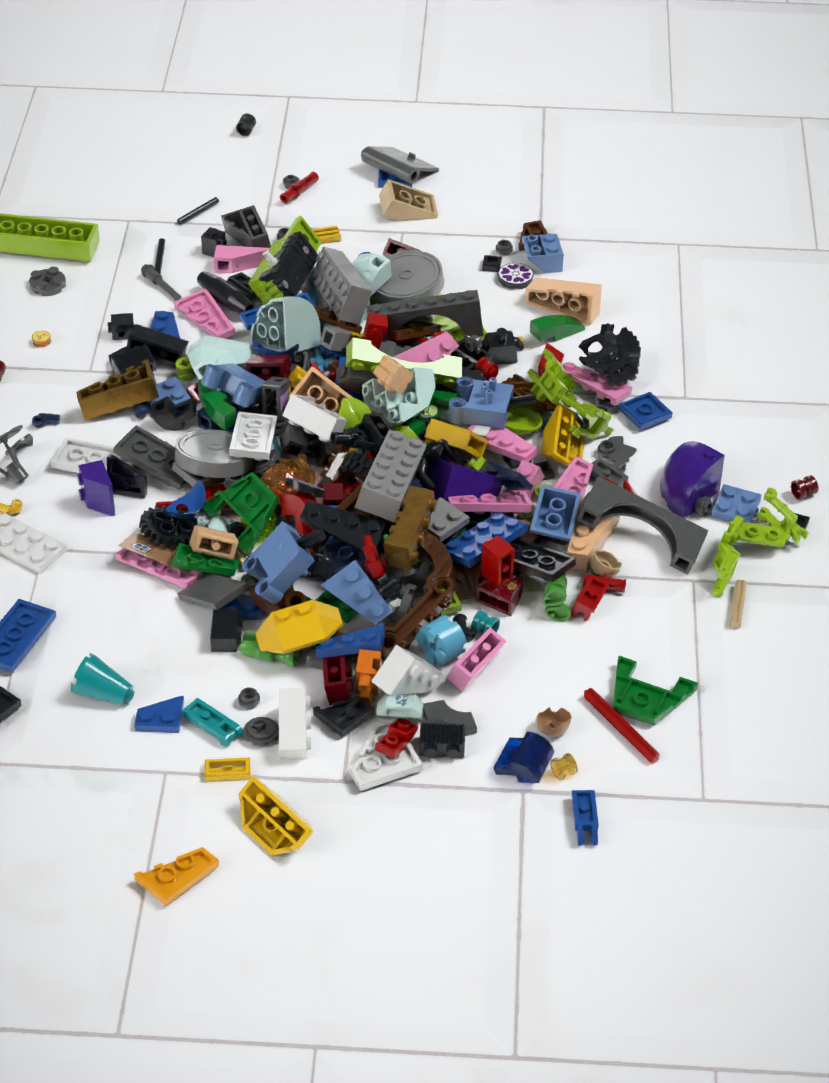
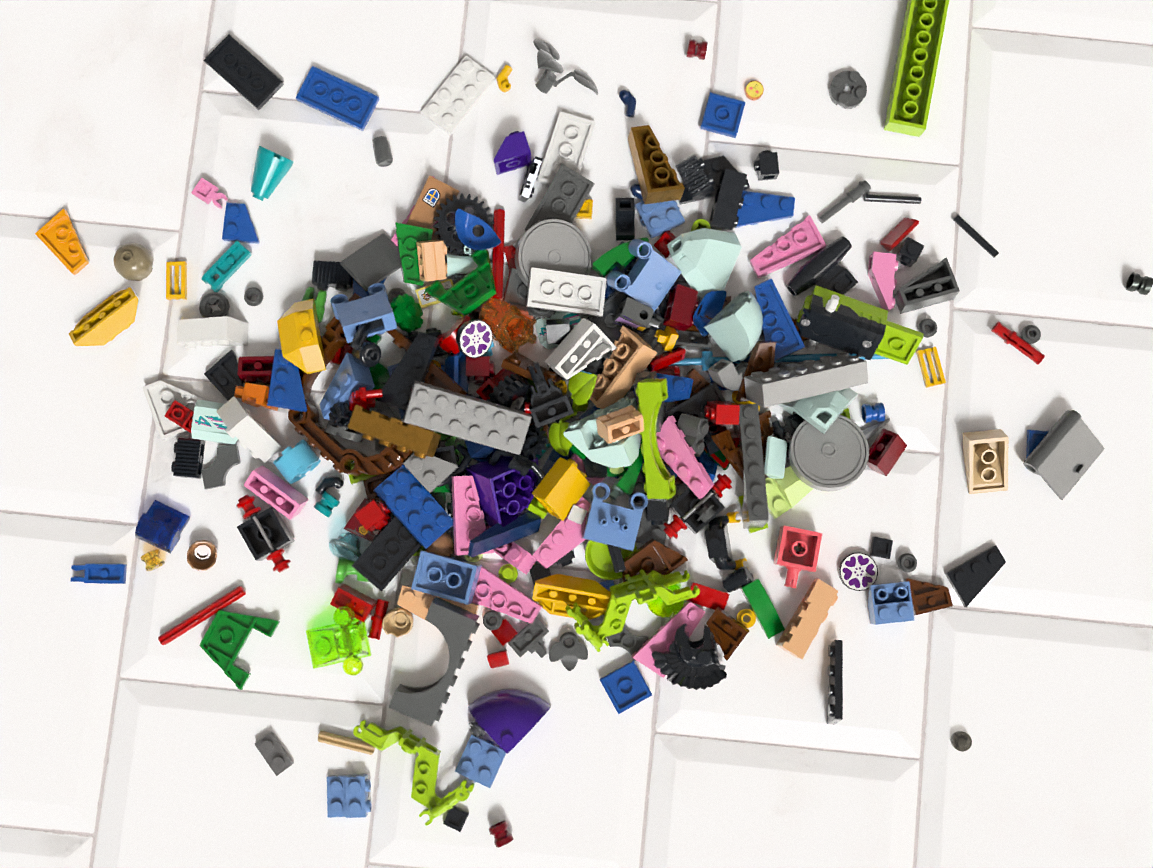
camera: 90 degrees right, 40 degrees up
(66, 356) = (722, 115): none -> blue plate
(83, 596) = (382, 151): none -> dark grey piece
(121, 743) = (208, 192): none -> bright pink plate
(194, 250) = (898, 233): none -> slope
(203, 806) = (133, 261): none -> dark tan cylinder
(502, 303) = (795, 562): none -> coral brick
(509, 213) = (975, 574): none -> black wing
(525, 663) = (265, 533): none -> black brick
(530, 603) = (346, 546): none -> clear light blue hat
(532, 338) = (737, 579): none -> black piece
(568, 339) = (750, 613): none -> yellow plate
(572, 352) = (726, 631): none -> reddish brown wing
(625, 281) = (835, 686): none -> black wing
(633, 602) = (340, 642): none -> clear neon green piece
(658, 221) = (961, 741): none -> clear smoke tile
(761, 660) = (274, 753): none -> flat silver plate
(792, 598) = (348, 796): none -> medium blue plate

